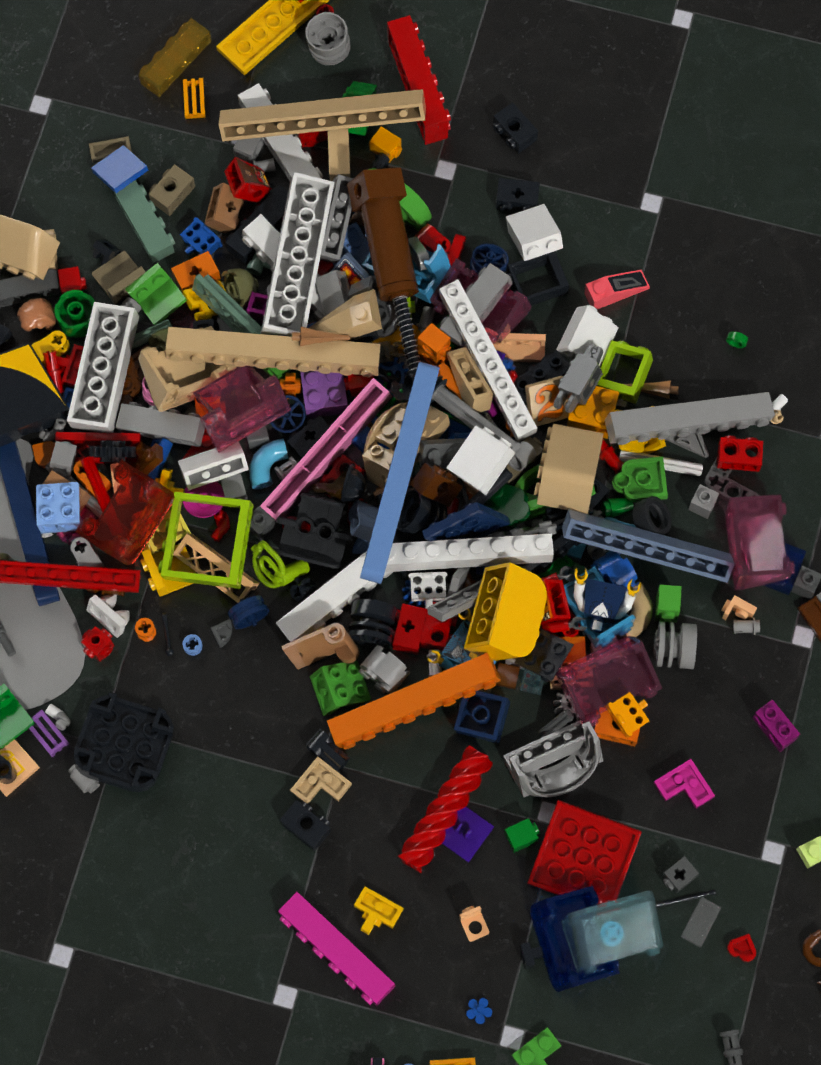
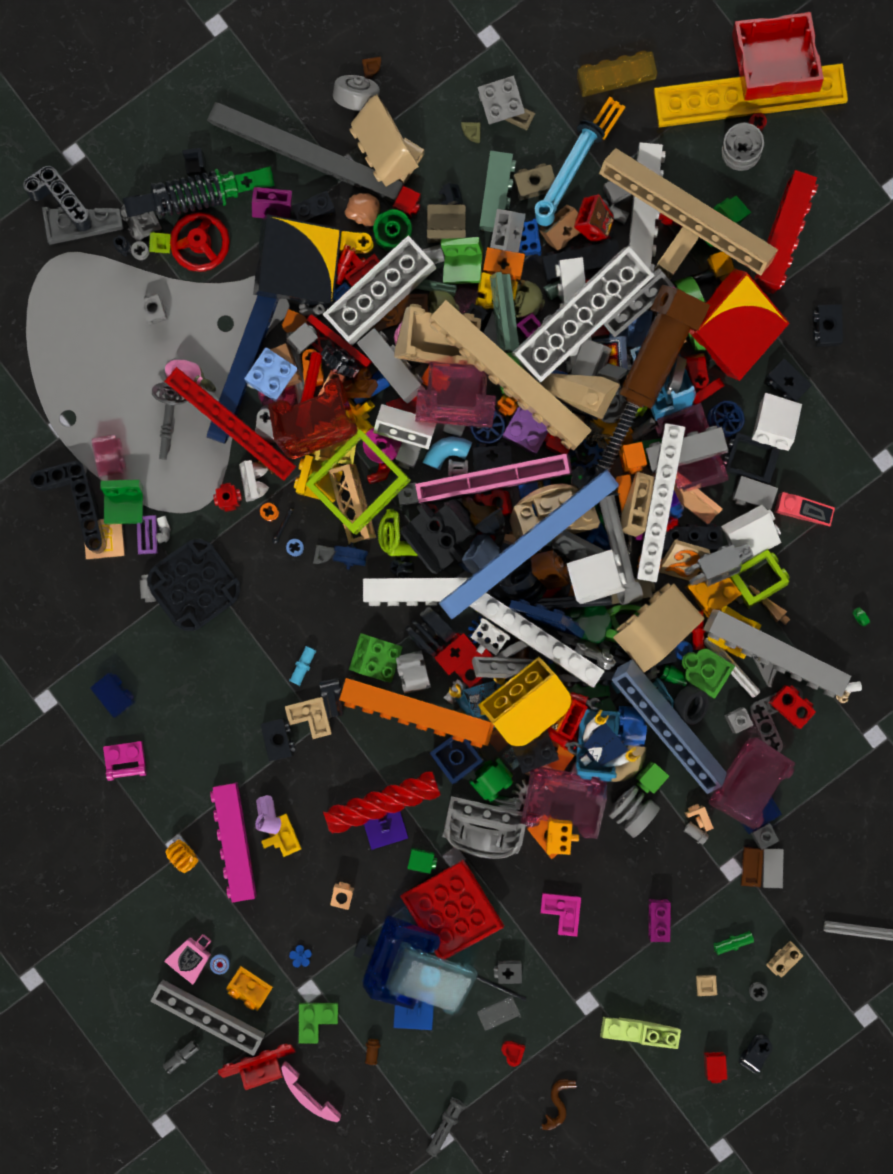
camera: 40 degrees right, 15 degrees up
(84, 188) = (471, 131): none -> olive tile
(90, 144) = (501, 100): none -> light grey hinge
(119, 169) = (507, 137): tile -> none
(121, 899) = (113, 695): none -> clear blue brick
(171, 948) = (124, 754): none -> dark pink plate
(178, 240) = (507, 230): none -> light grey brick
(189, 118) = (589, 133): none -> medium azure piece
(278, 743) = (302, 665): none -> medium azure pin
(296, 997) = (181, 856): none -> light orange gear
(309, 336) = (544, 387): medium nougat piece -> none
(322, 644) = (392, 625): medium nougat door -> none
(349, 900) = (267, 818): none -> lavender piece
(438, 176) = (739, 324): none -> red tile
(527, 712) = (491, 779): none -> green brick
(561, 305) = (753, 493): none -> light grey brick
(606, 477) = (683, 648): none -> blue tile
(613, 1046) = (372, 1051): none -> reddish brown pin
(626, 985) = (418, 1018): none -> blue piece

